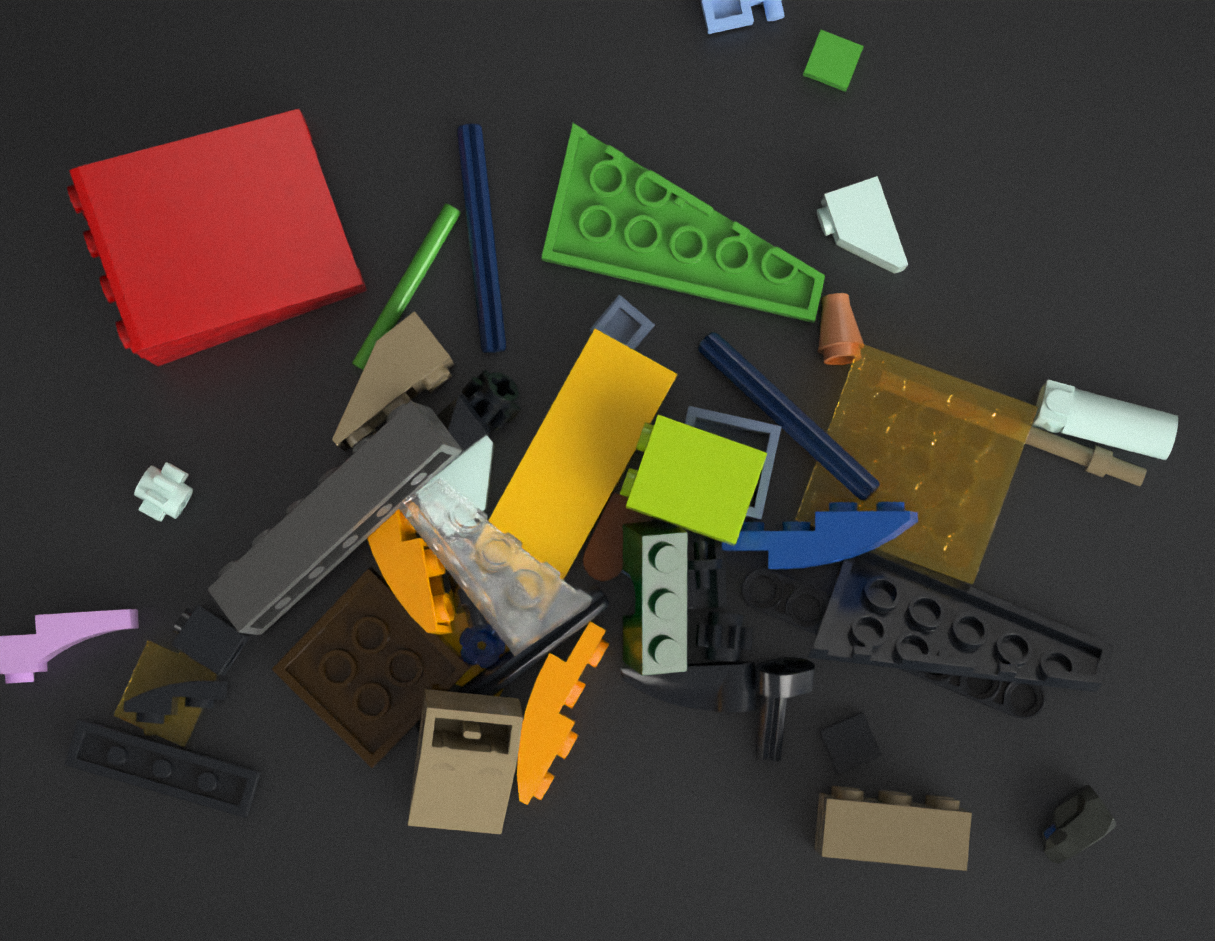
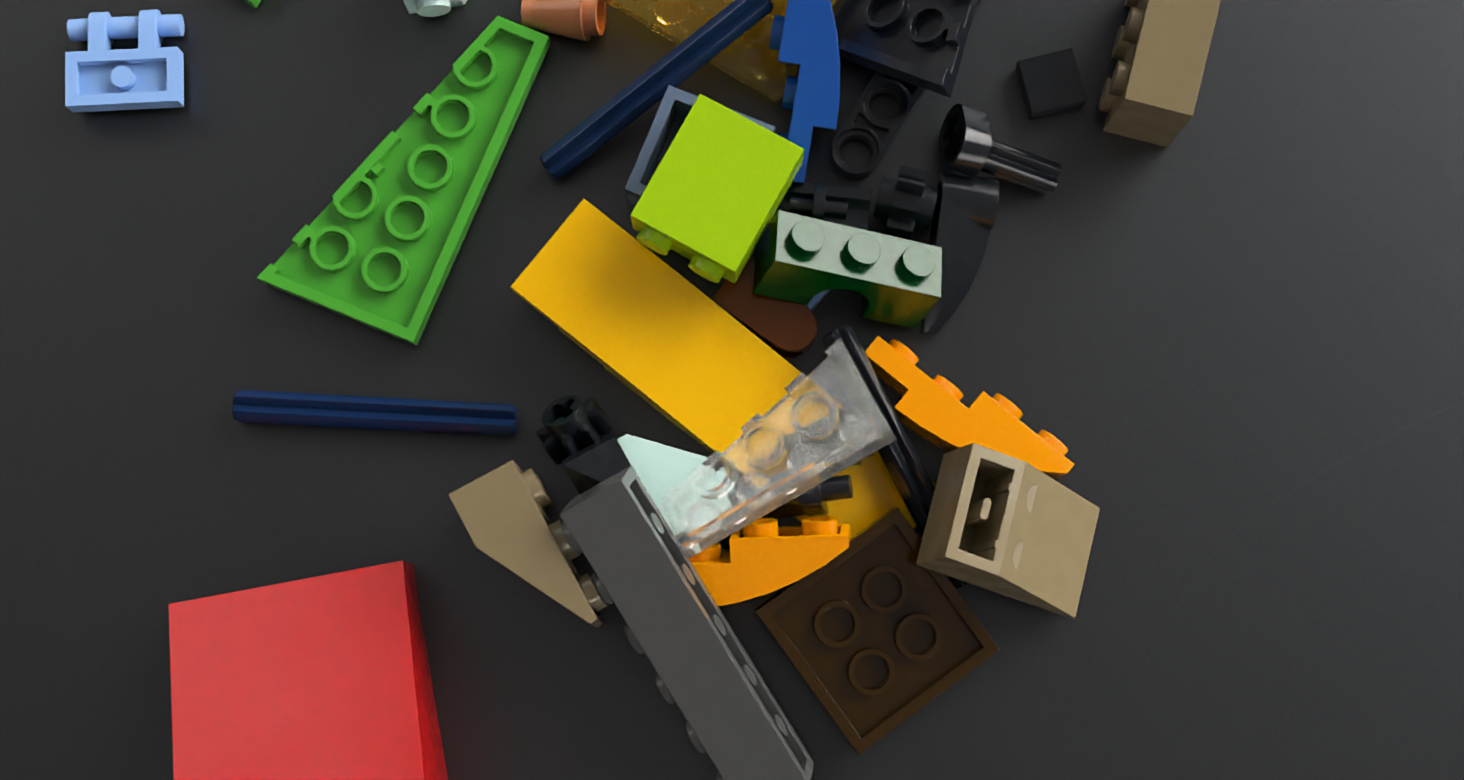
camera: 80 degrees left, 5 degrees down
(409, 281) = (419, 514): bright green bar -> none
(474, 655) = (886, 489): clear blue plate -> none
(623, 323) = (508, 260): sand blue tile -> none

